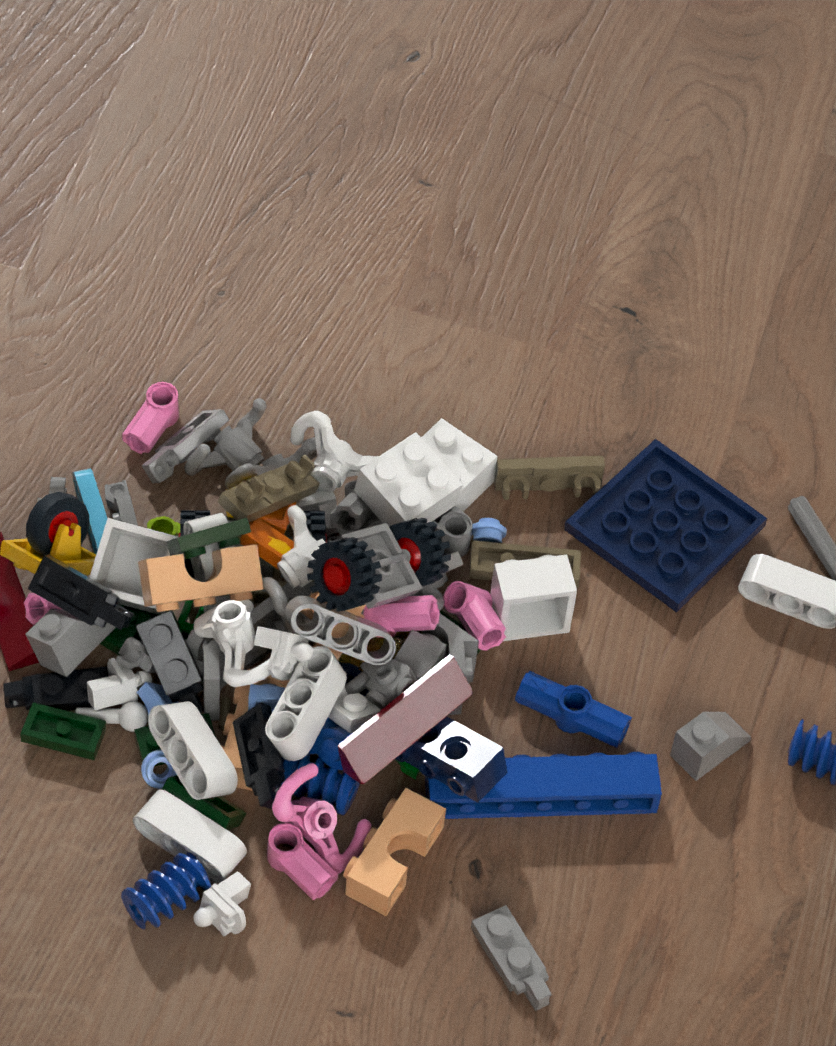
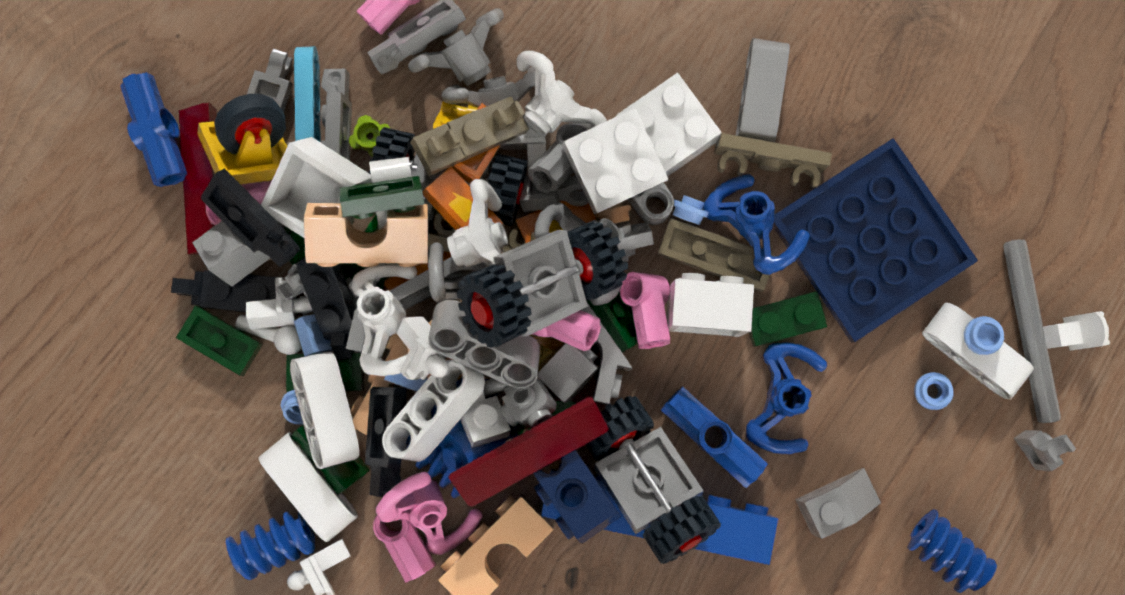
camera: 20 degrees right, 30 degrees up
(523, 422) = (763, 90): none -> light grey beam
(532, 742) = (651, 482): none -> plate
(550, 522) = (754, 221): none -> blue piece
(609, 605) = (787, 319): none -> dark green plate
(630, 665) = (800, 397): none -> blue piece
(770, 626) = (944, 388): none -> light blue plate
(790, 565) = (983, 335): none -> light blue plate

